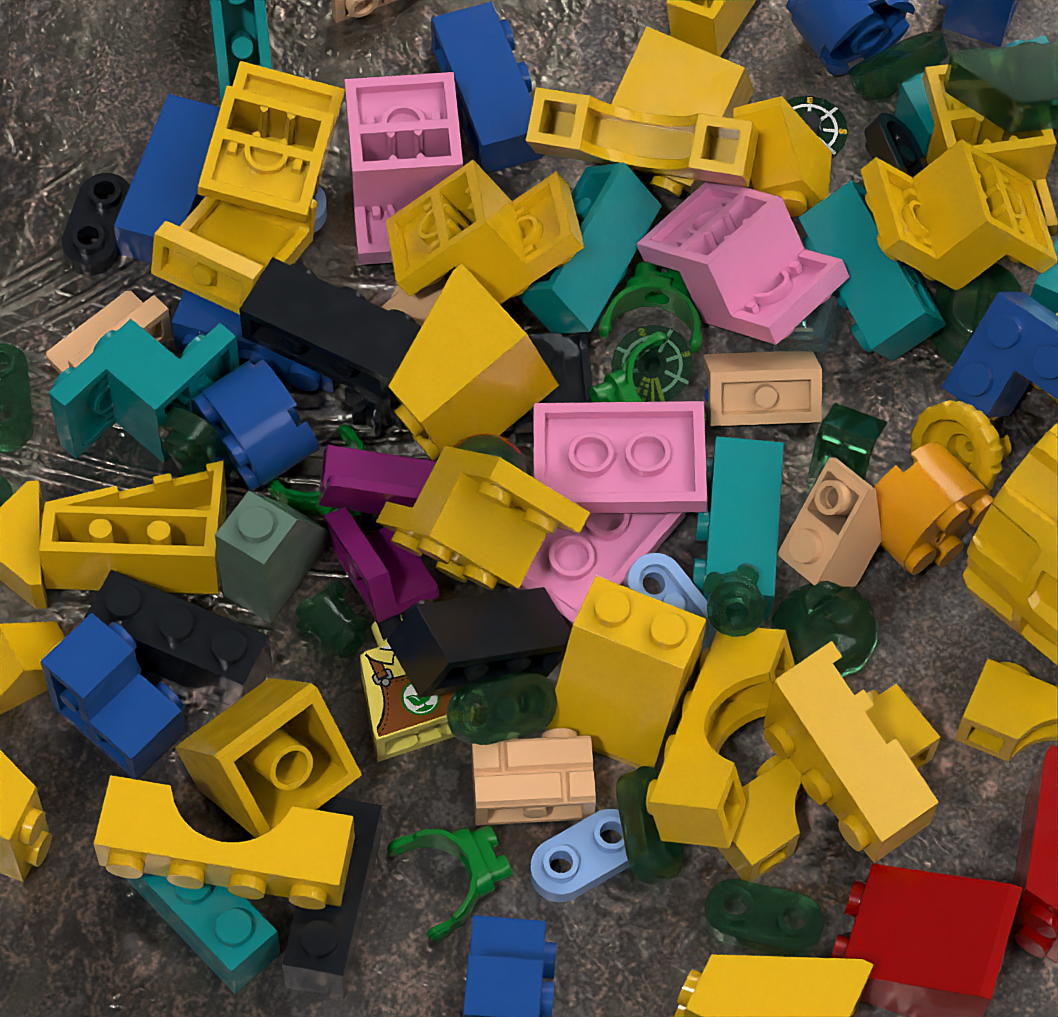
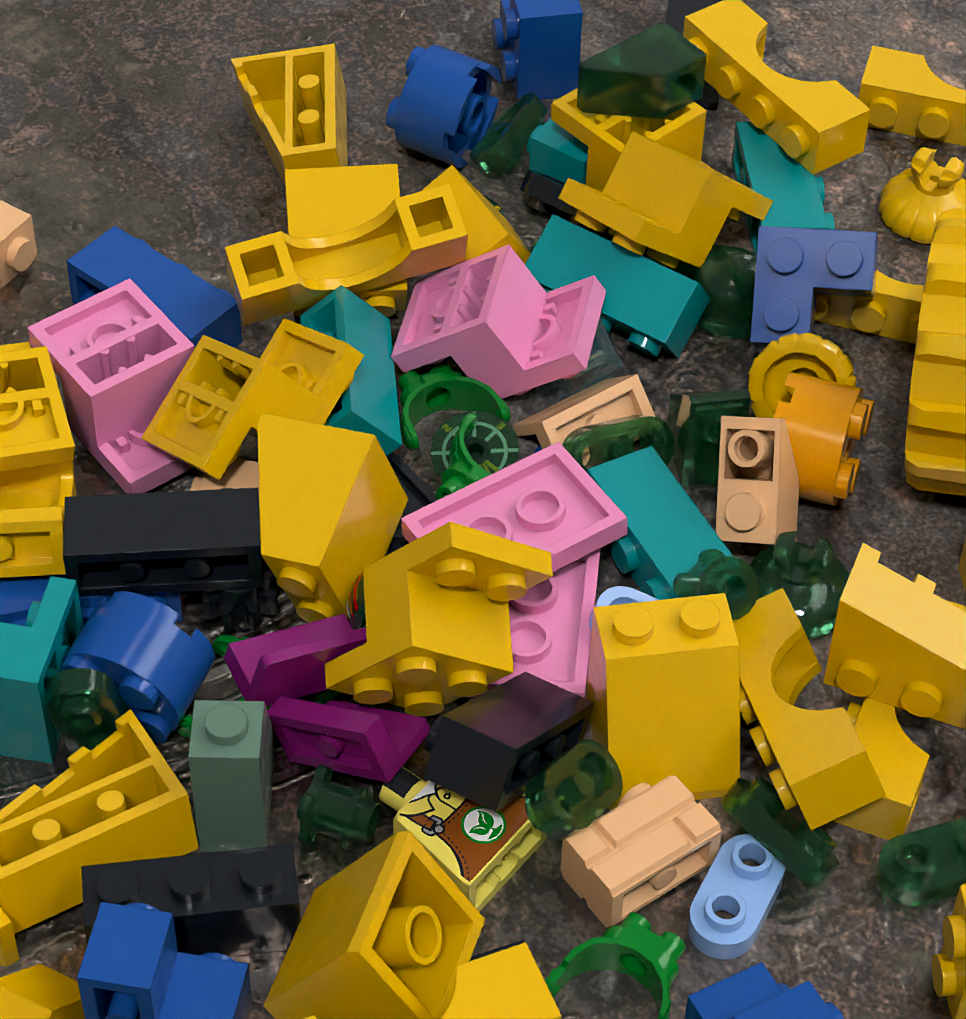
camera: 30 degrees left, 15 degrees down
(762, 421) = (616, 437): none -> clear green plate

